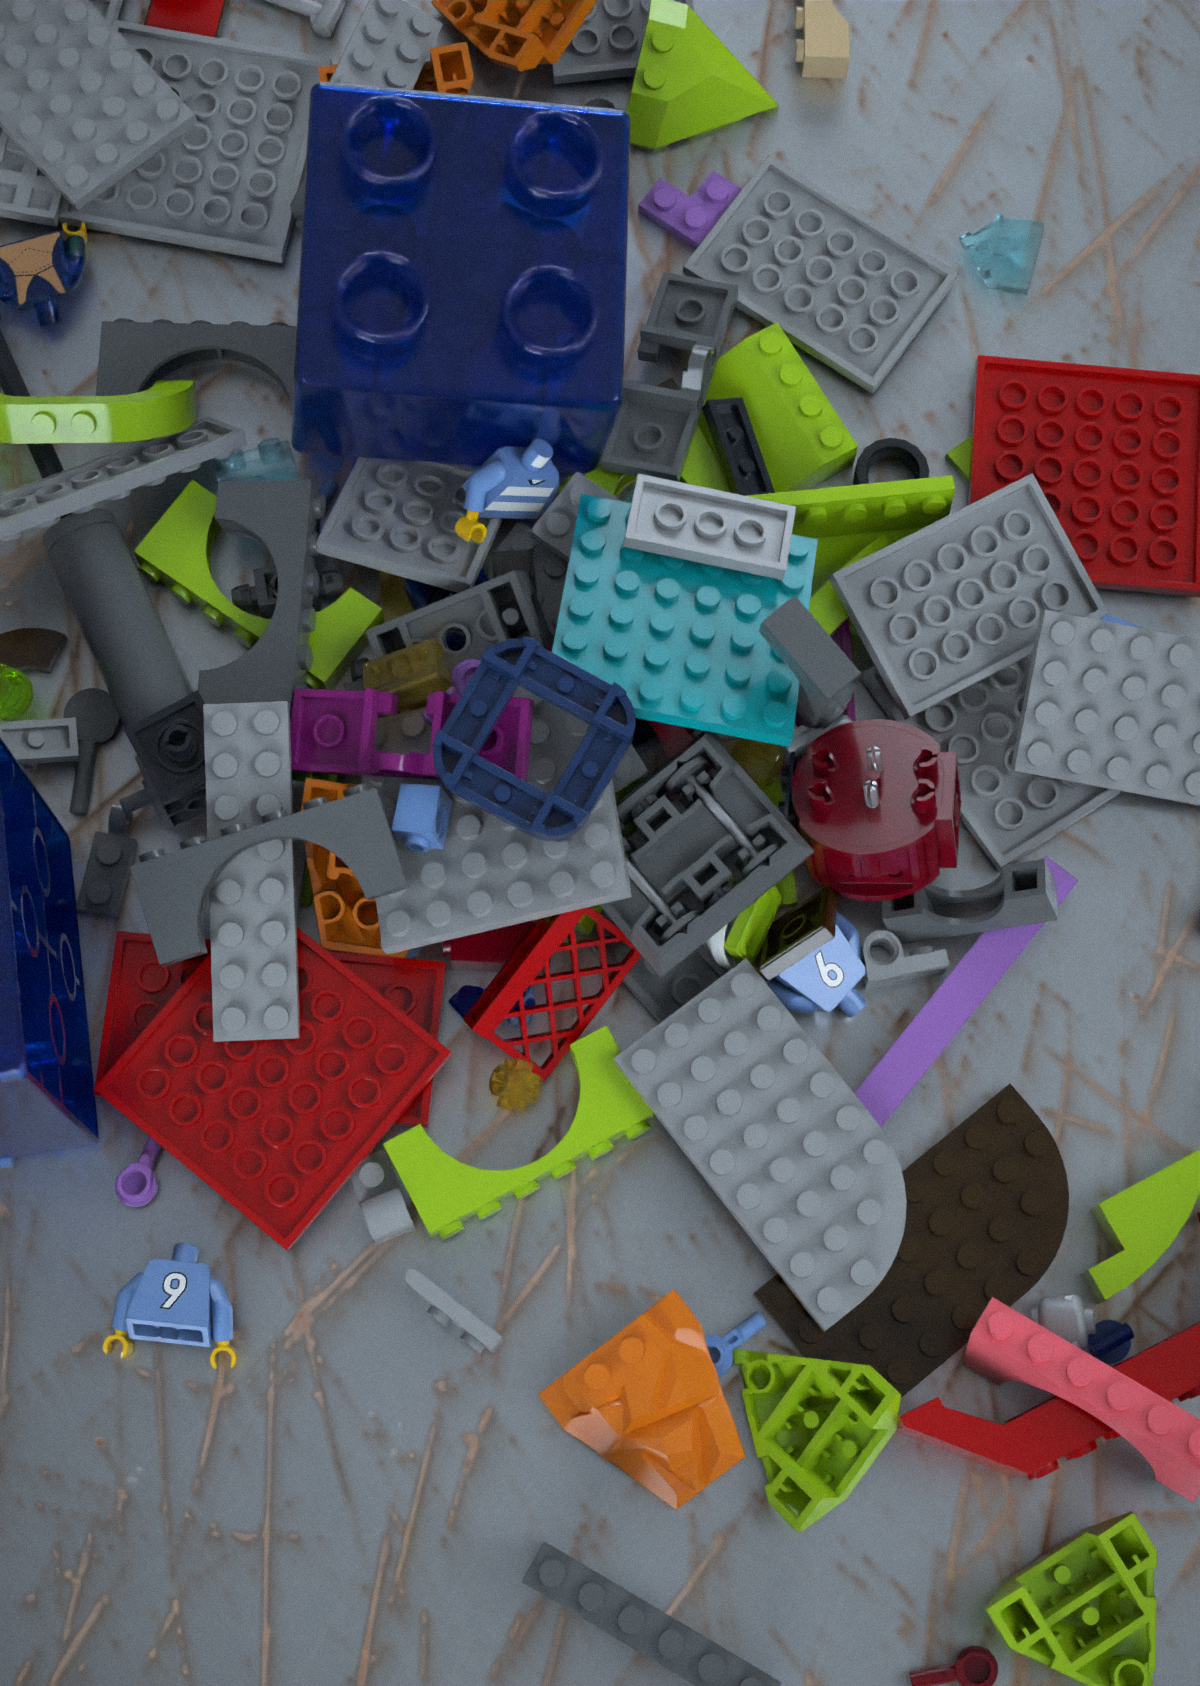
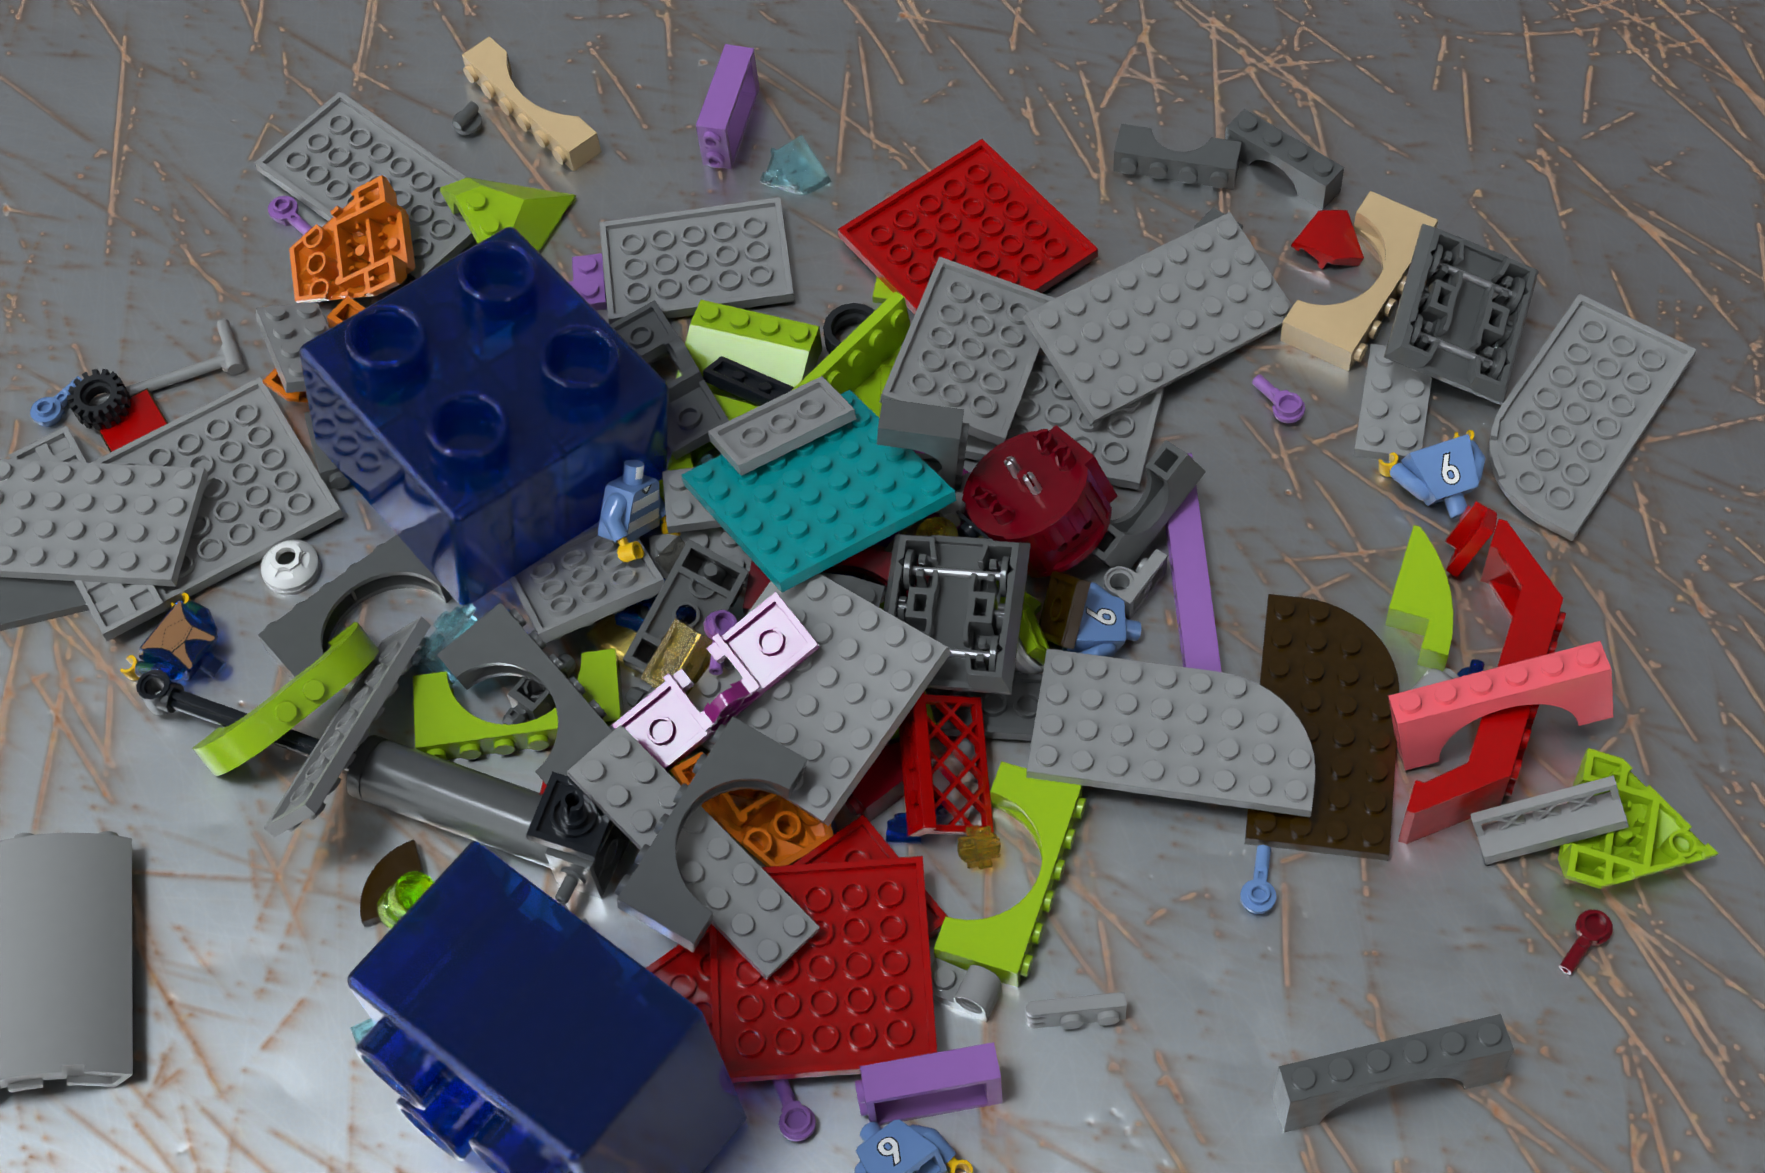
camera: 35 degrees left, 15 degrees down
(199, 288) = (295, 576): none -> white piece
(261, 1261) = (930, 1084): none -> medium lavender piece
(421, 817) = (773, 718): medium blue brick -> none
(567, 687) = (794, 564): dark blue plate -> none
(652, 1404) = (1253, 953): orange wedge -> none
(814, 1428) = (1360, 871): lime wedge -> none
(997, 133) = (727, 106): none -> medium lavender piece
(1031, 1543) = (1549, 822): none -> light grey fence

